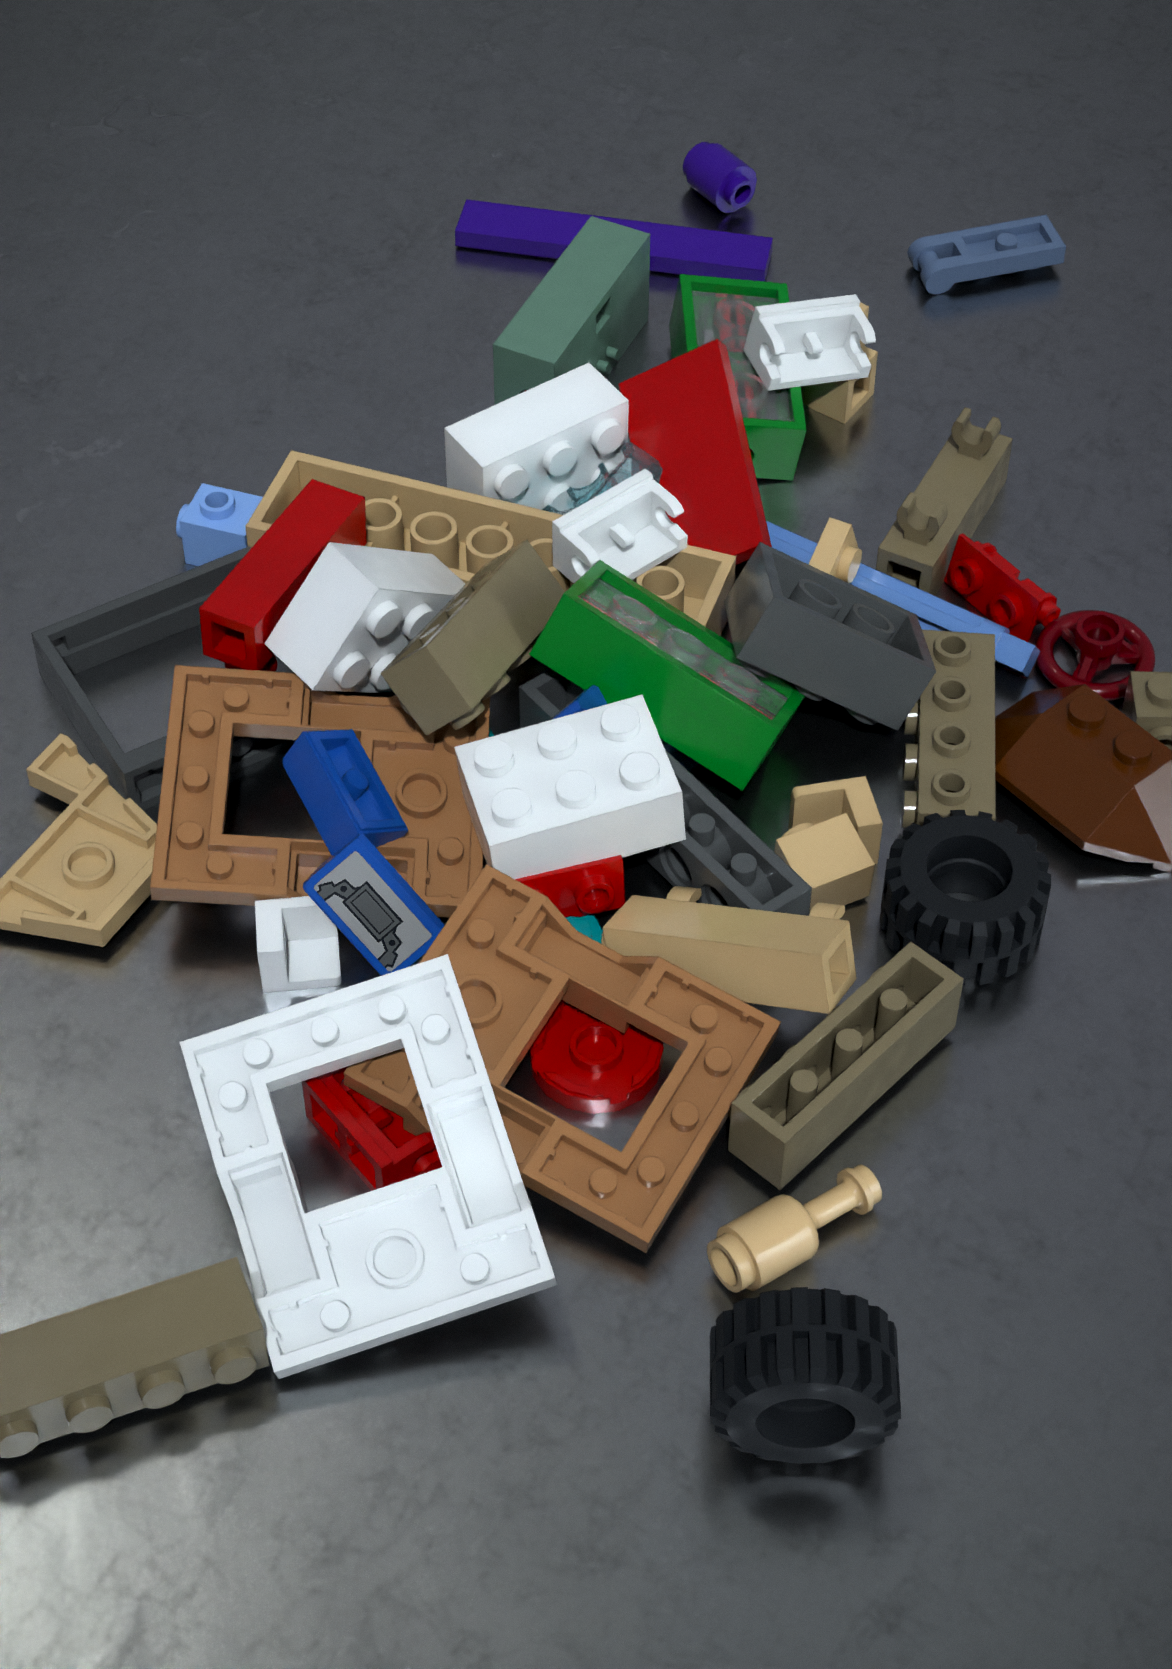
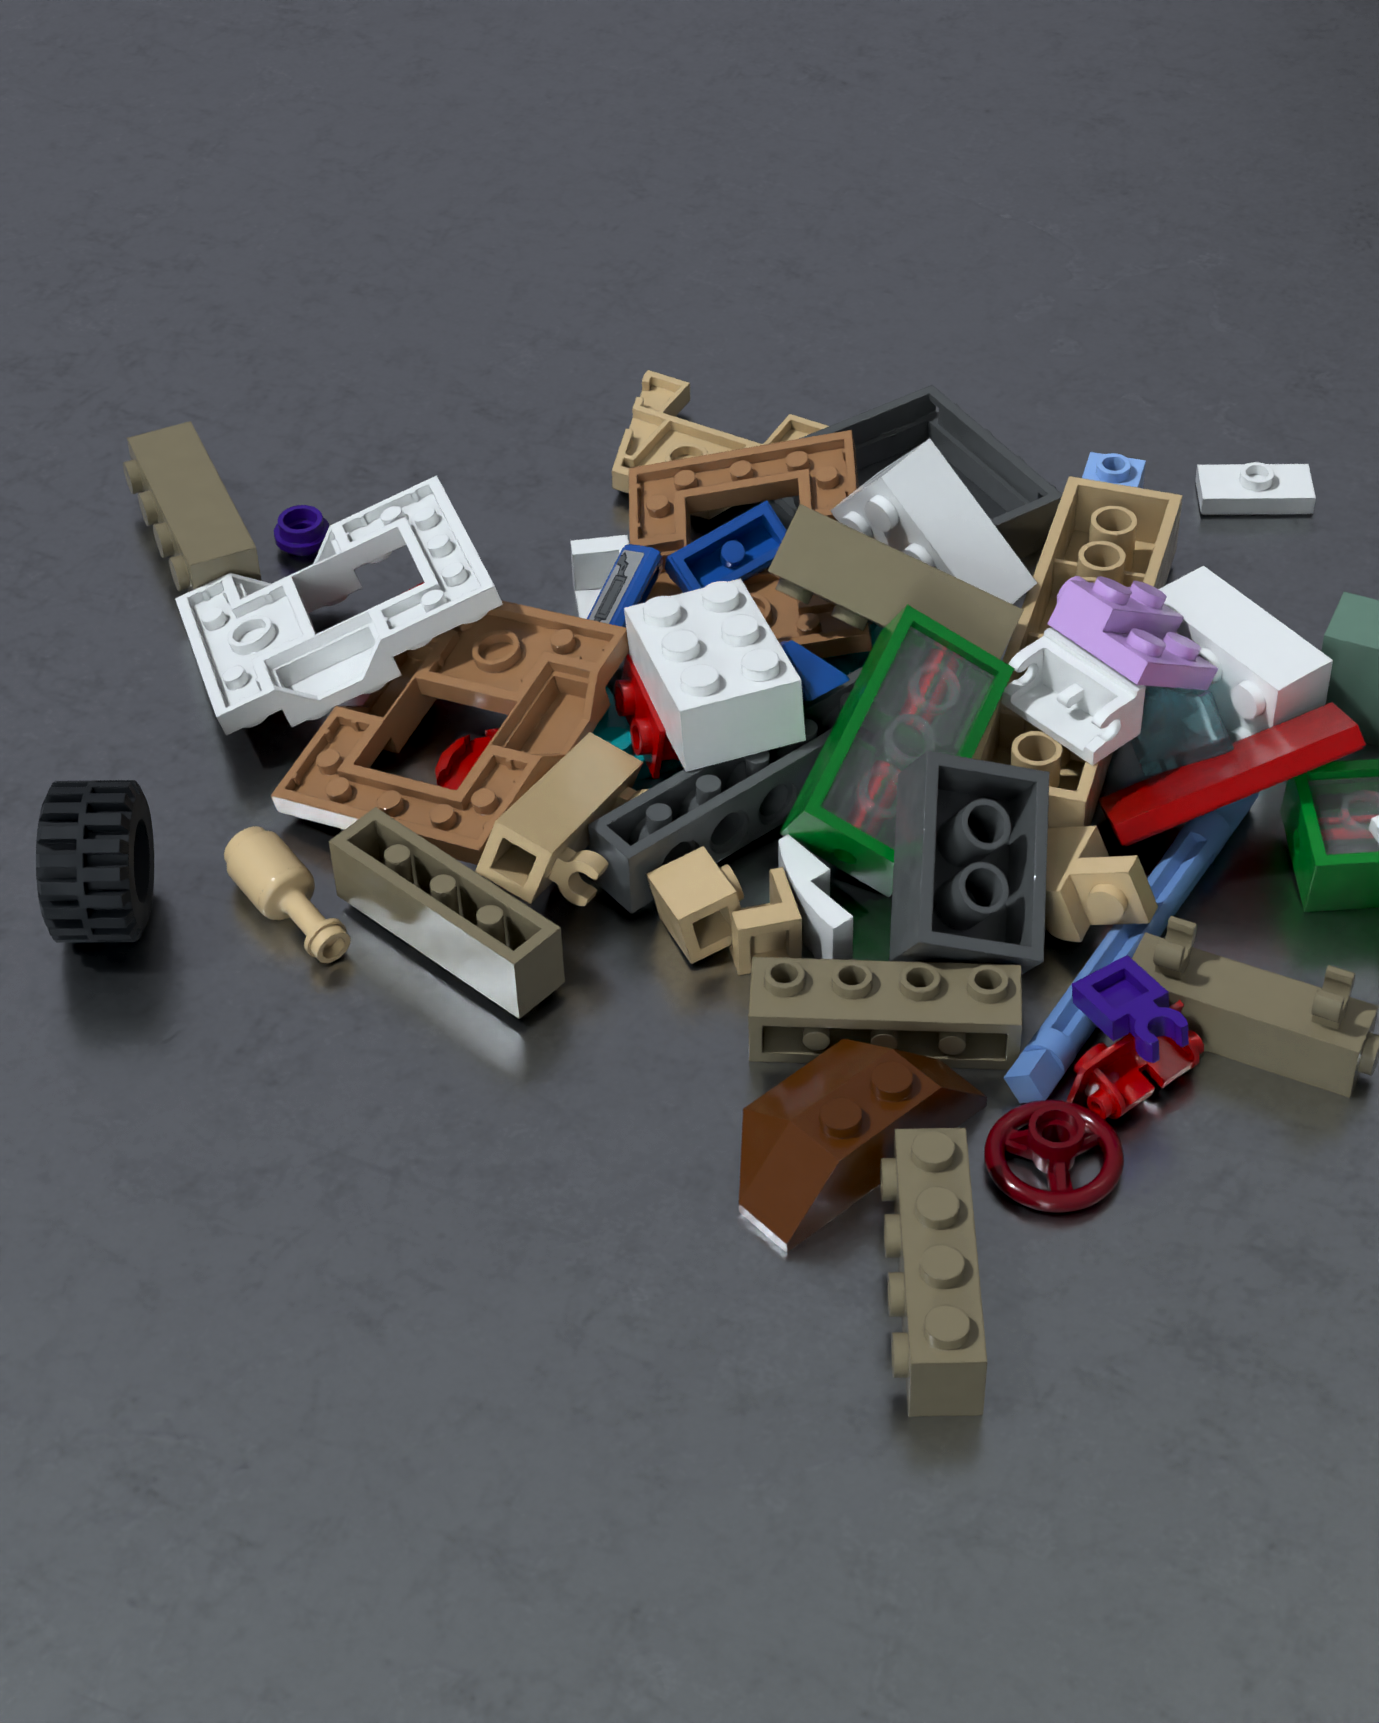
camera: 90 degrees right, 5 degrees down
(136, 1238) = (300, 530): none -> dark purple plate
(212, 437) = (1255, 489): none -> white plate
(264, 582) = (1015, 489): red brick -> none
(557, 478) = (1131, 632): none -> lavender plate
(771, 791) = (825, 924): none -> white slope
(973, 859) = (667, 1043): black tyre -> none
(983, 560) = (1127, 1001): none -> dark purple plate

